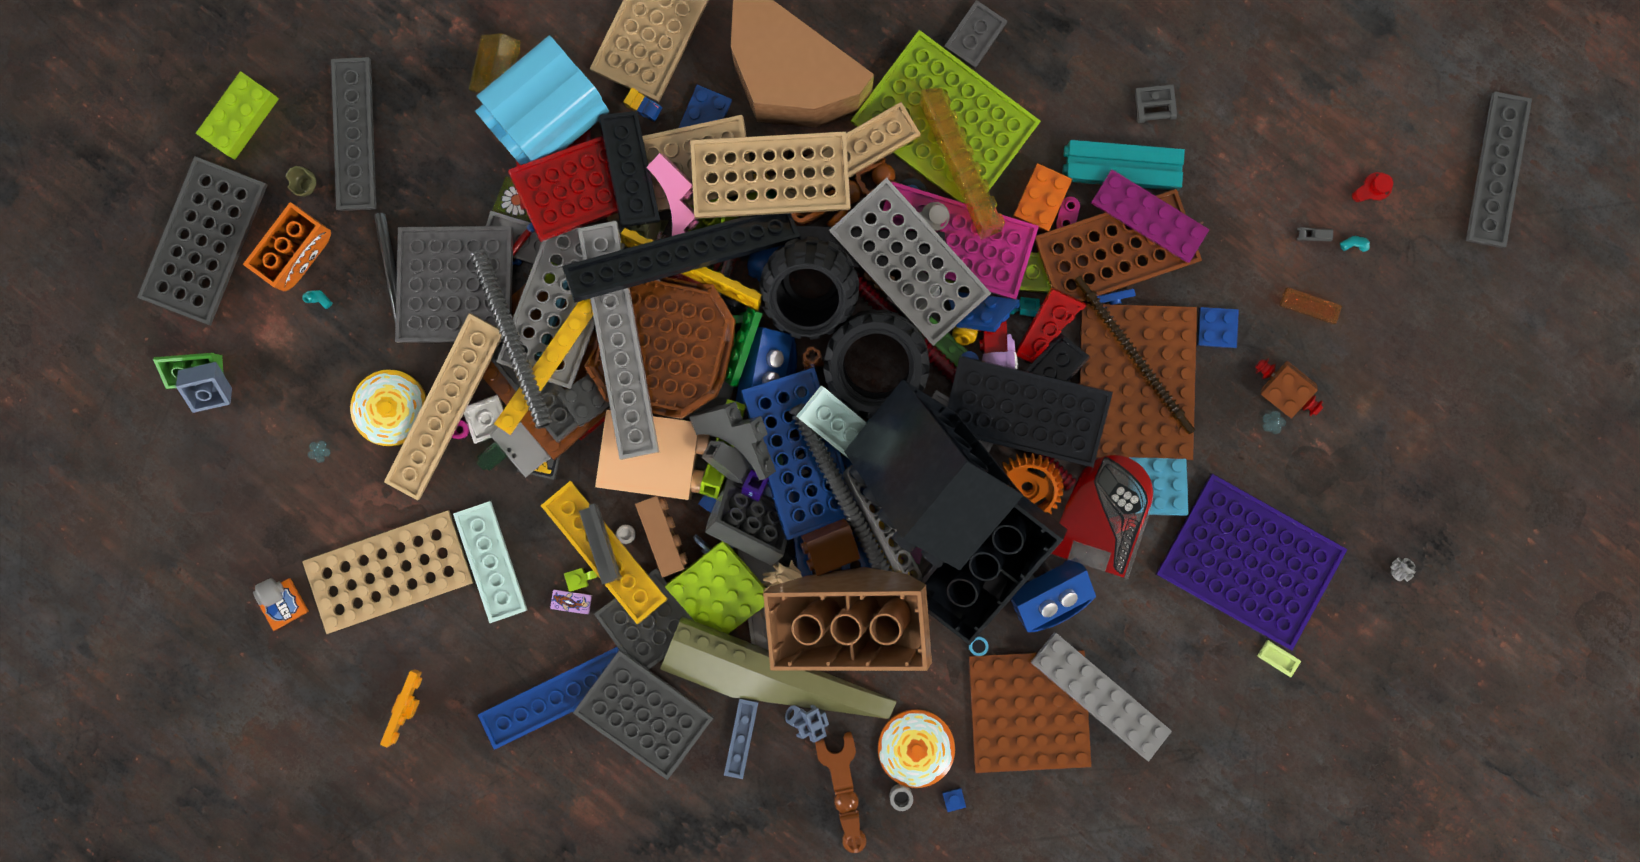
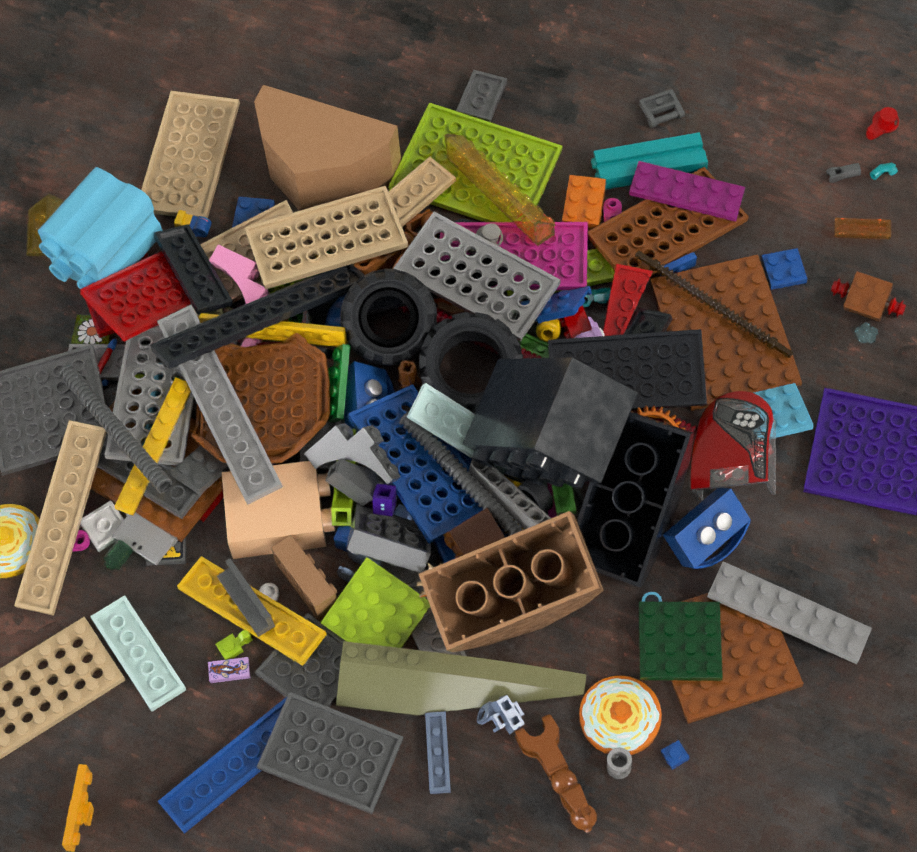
camera: 10 degrees left, 25 degrees down
(992, 697) = (680, 641): none -> dark green plate

